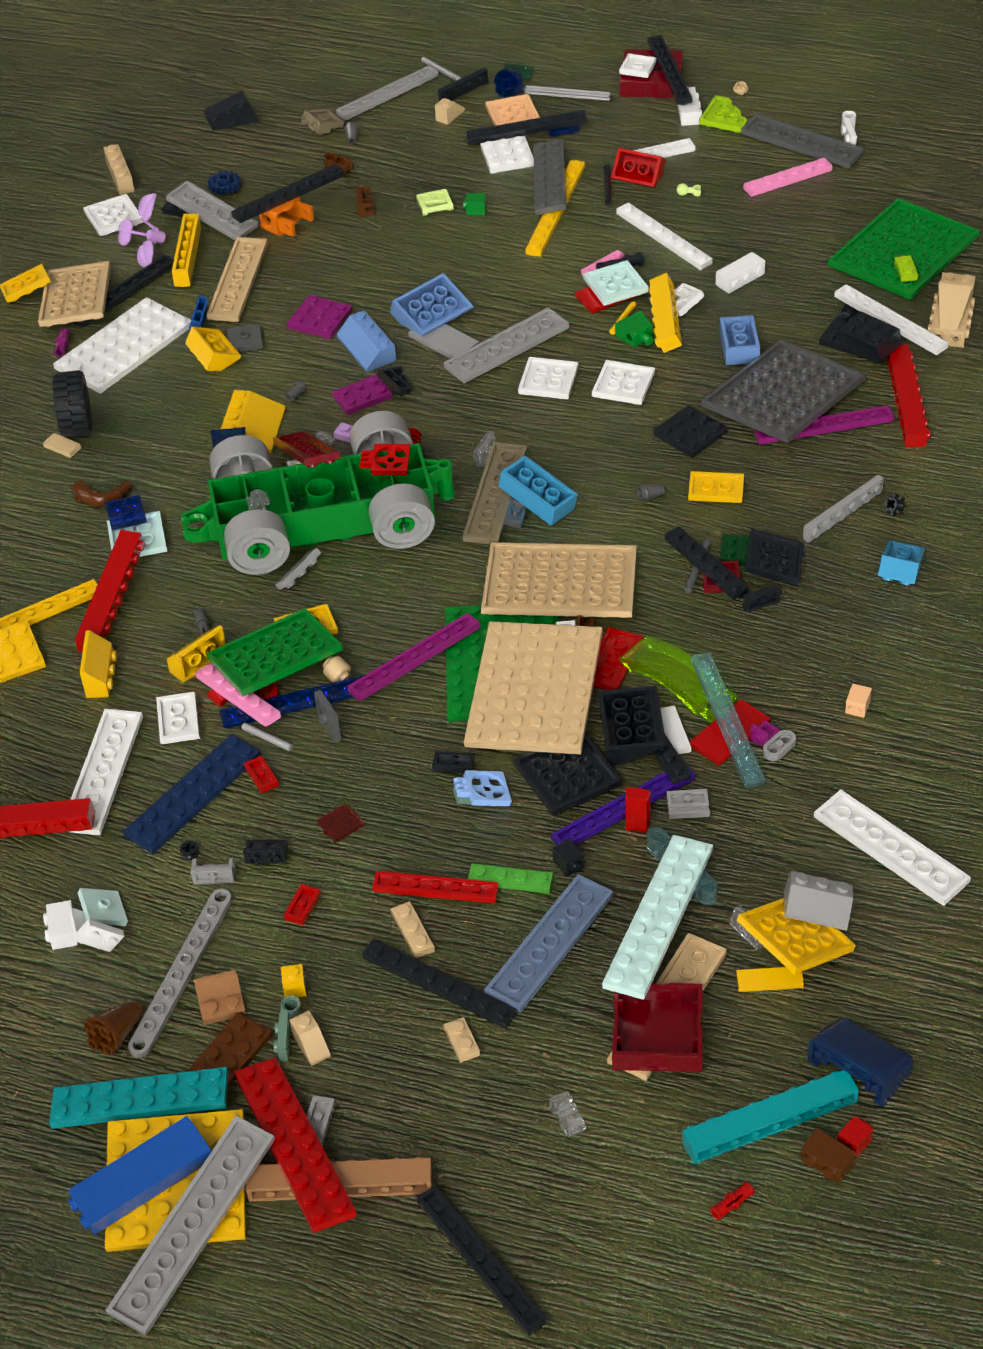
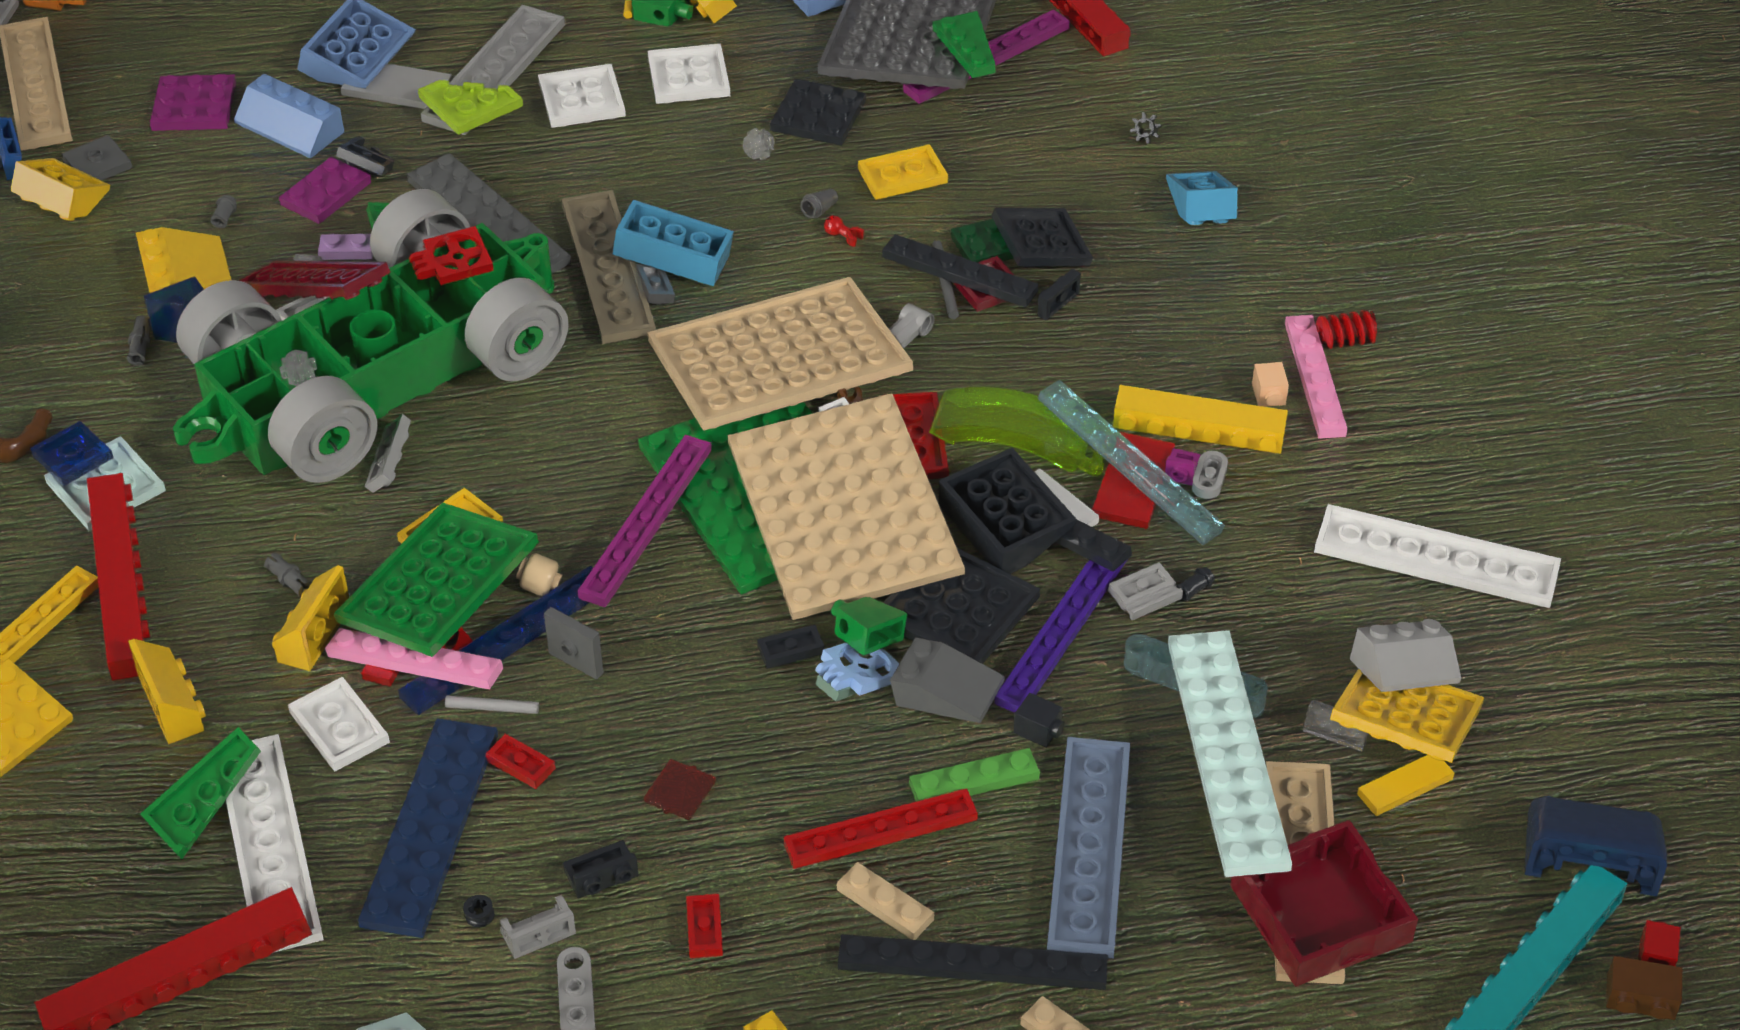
camera: 30 degrees left, 0 degrees up
(79, 731) = (196, 797): none -> green wing
(199, 462) = (139, 340): none -> dark grey pin
(445, 437) = (480, 203): none -> dark grey plate
(473, 364) = (468, 104): none -> lime plate
(483, 449) = (555, 216): clear plate -> none
(503, 764) = (868, 624): none -> green torso
(525, 814) = (944, 682): none -> dark grey slope
(635, 441) = (758, 144): none -> clear gear
(637, 809) = (1095, 620): red piece -> none
(650, 509) = (835, 226): none -> red arm
(655, 587) = (911, 323): none -> light grey piece
(722, 810) = (1197, 582): none -> black pin
(797, 708) = (1200, 419): none -> yellow brick
(807, 411) = (967, 42): none -> green wing
(843, 508) = (1084, 152): light grey plate -> none
(895, 705) = (1315, 377): none -> bright pink plate
(935, 681) = (1347, 327): none -> red piece

